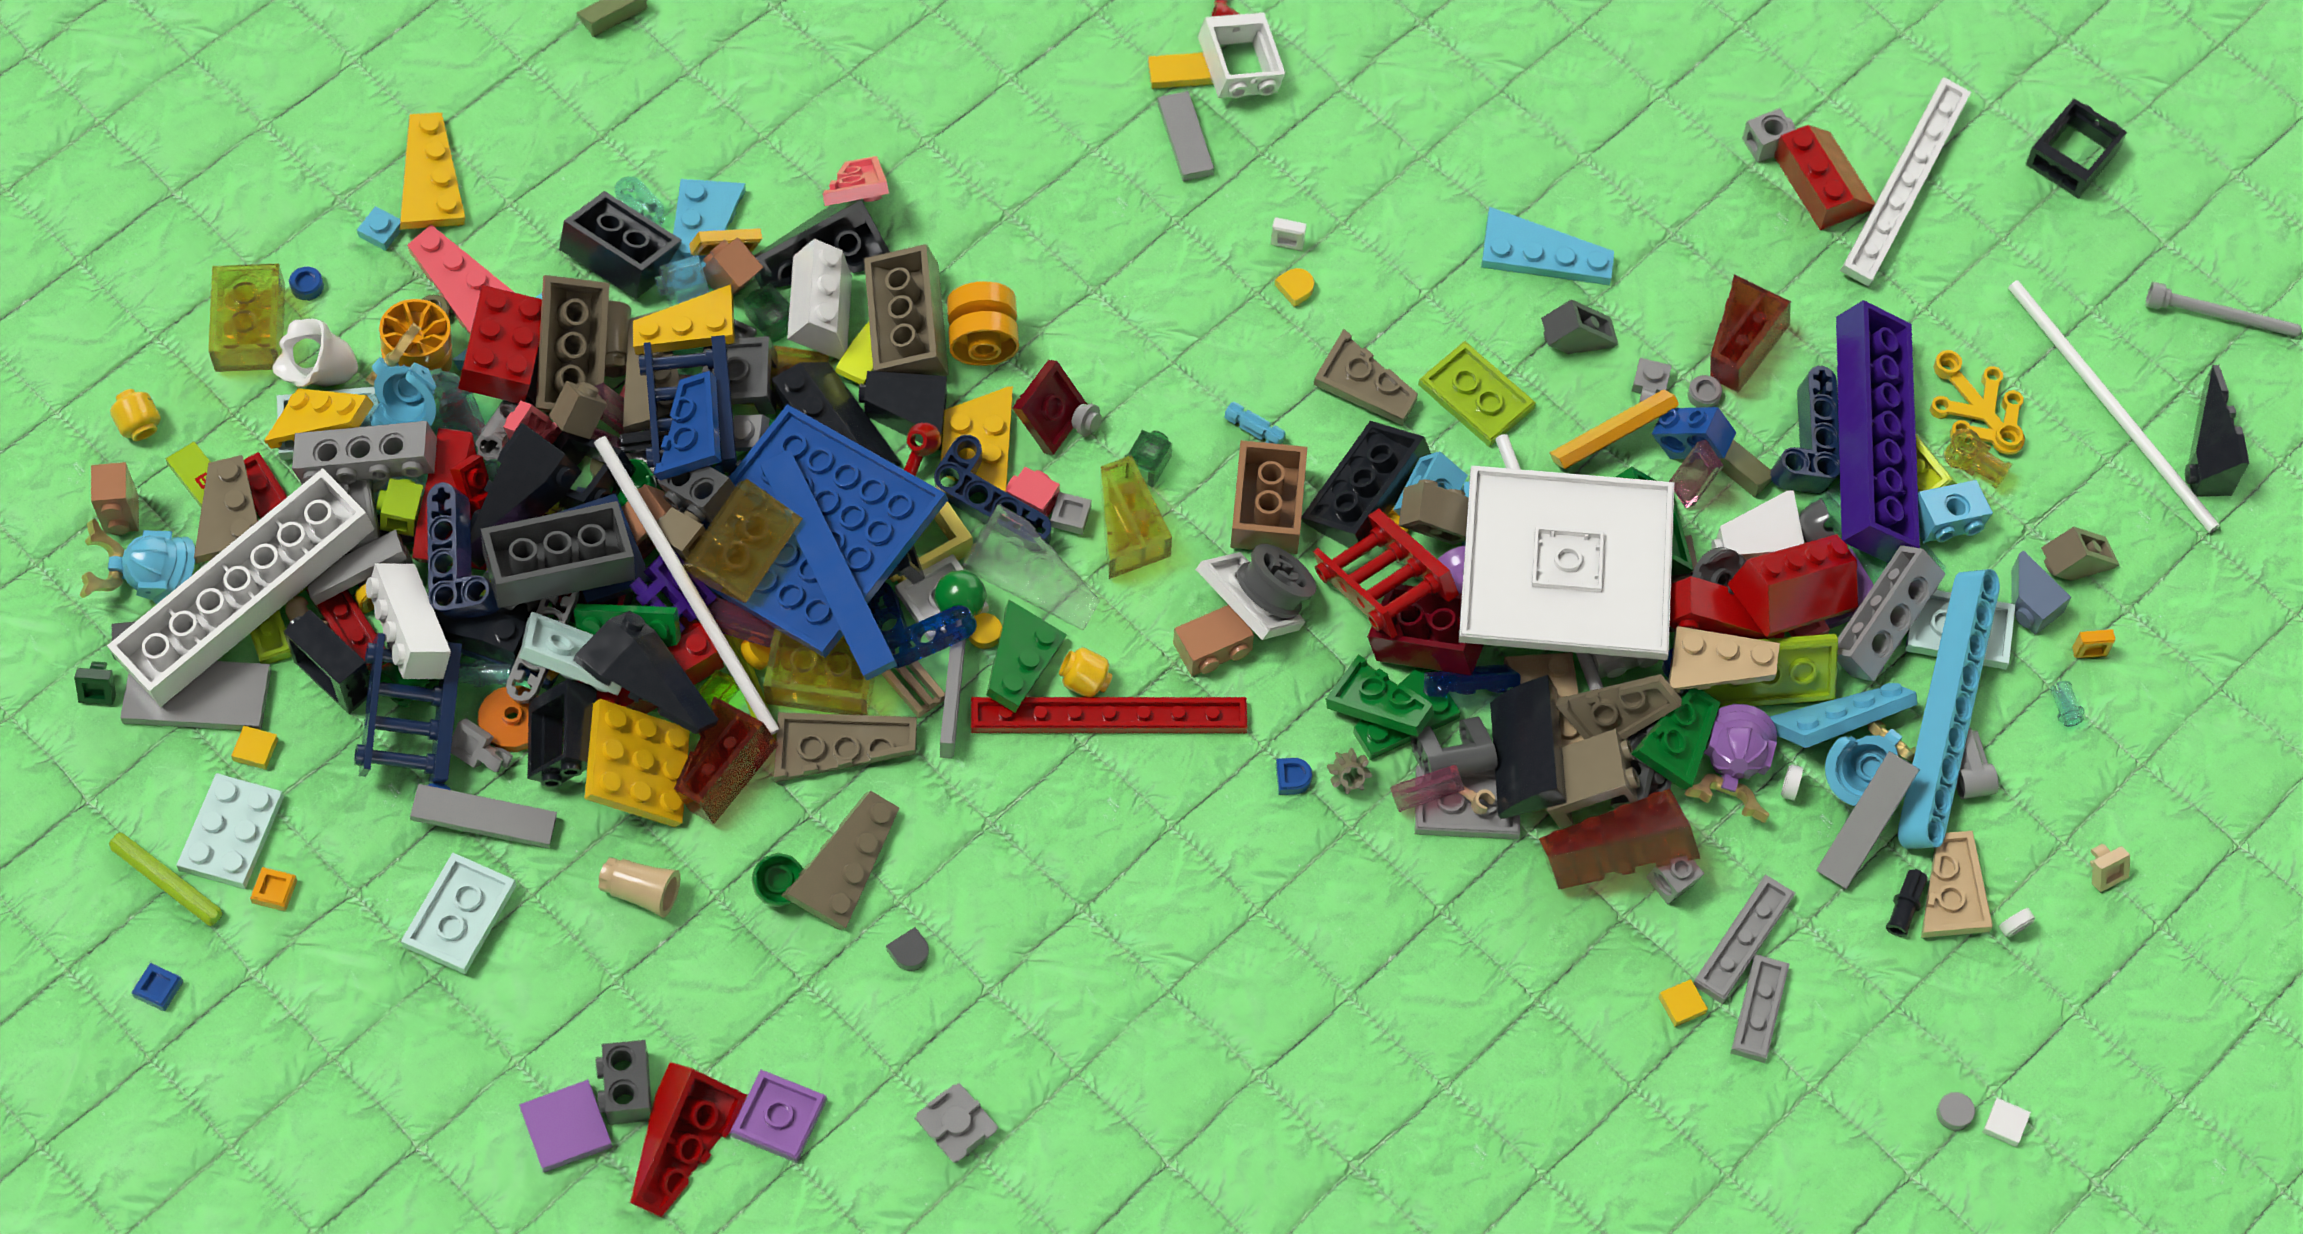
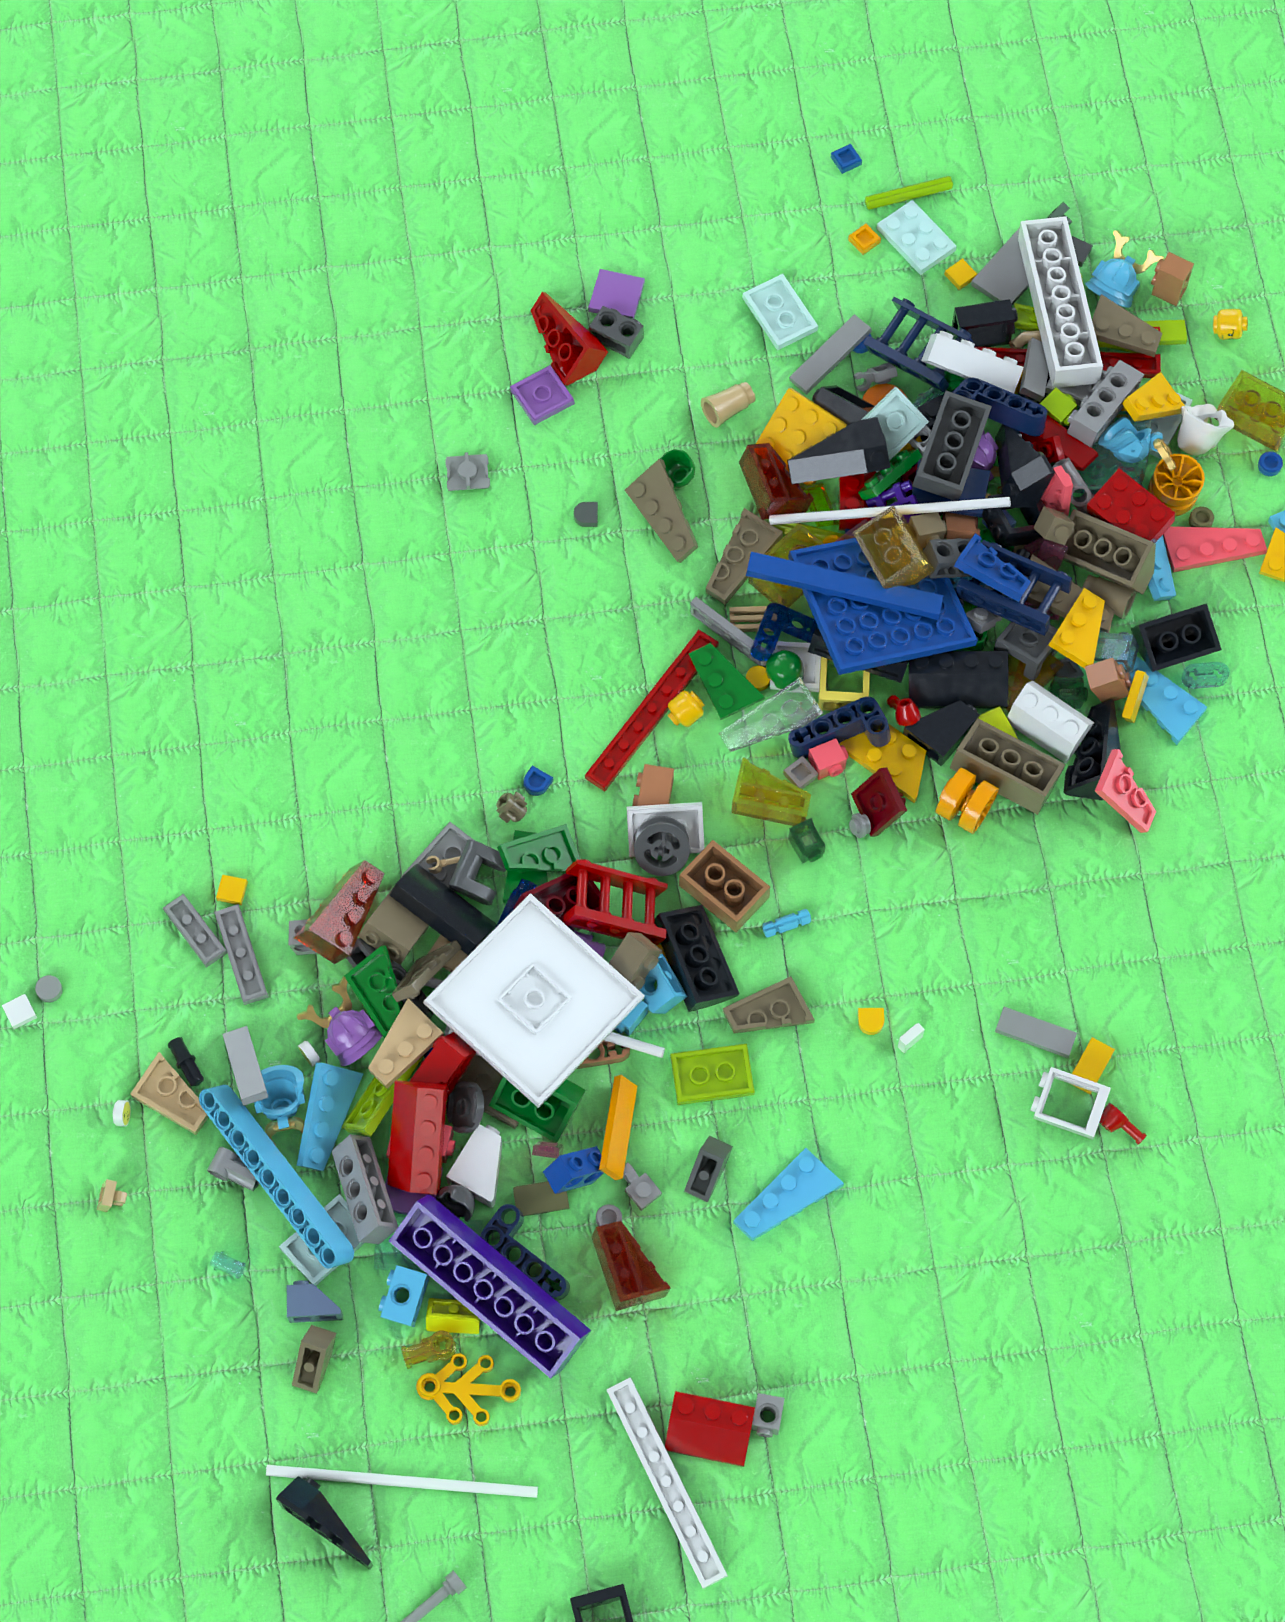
camera: 130 degrees right, 5 degrees up
(1427, 788) = (464, 834): clear pink tile -> none
(2093, 643) = (250, 1313): light orange tile -> none

